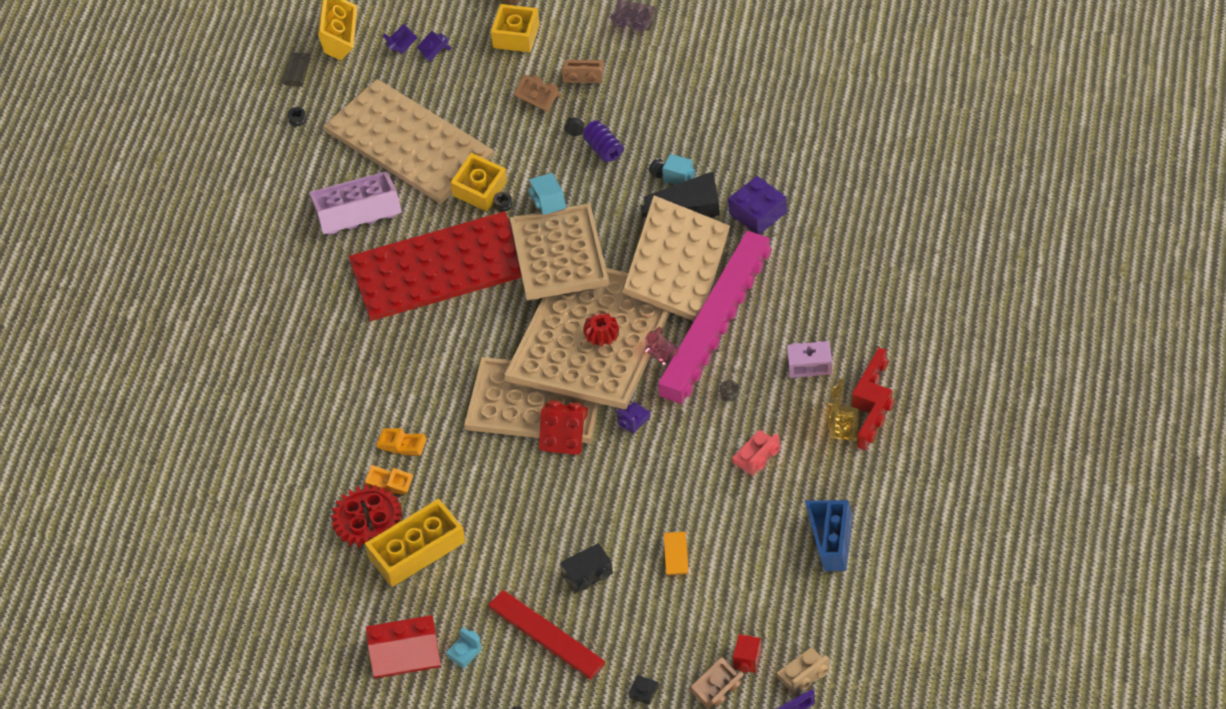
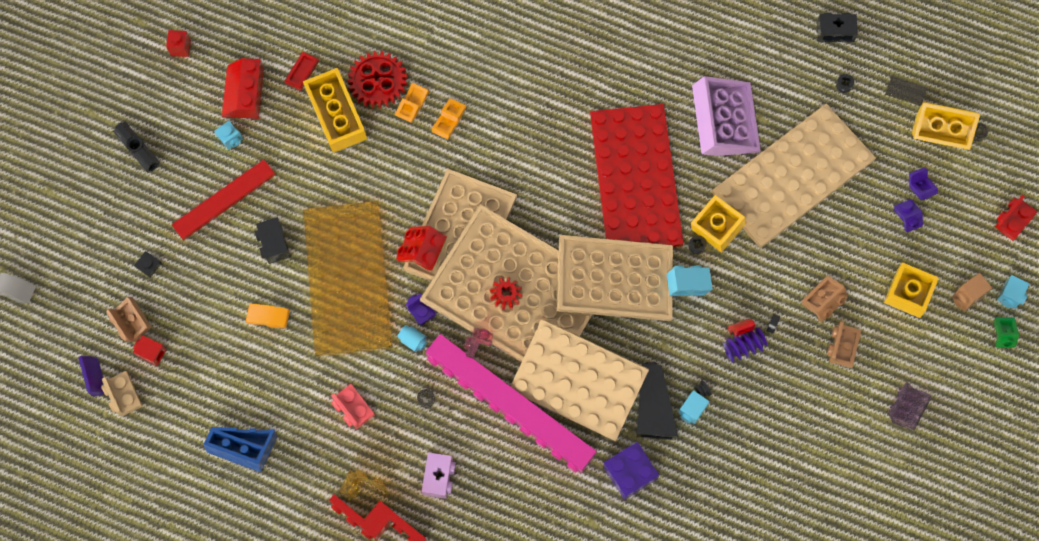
camera: 100 degrees right, 20 degrees up
(234, 129) = (837, 27): none -> black brick
(367, 598) = (301, 71): none -> red tile
(585, 142) = (741, 327): none -> red slope
(612, 493) = (347, 279): none -> clear yellow plate
(667, 413) = (412, 338): none -> medium azure brick

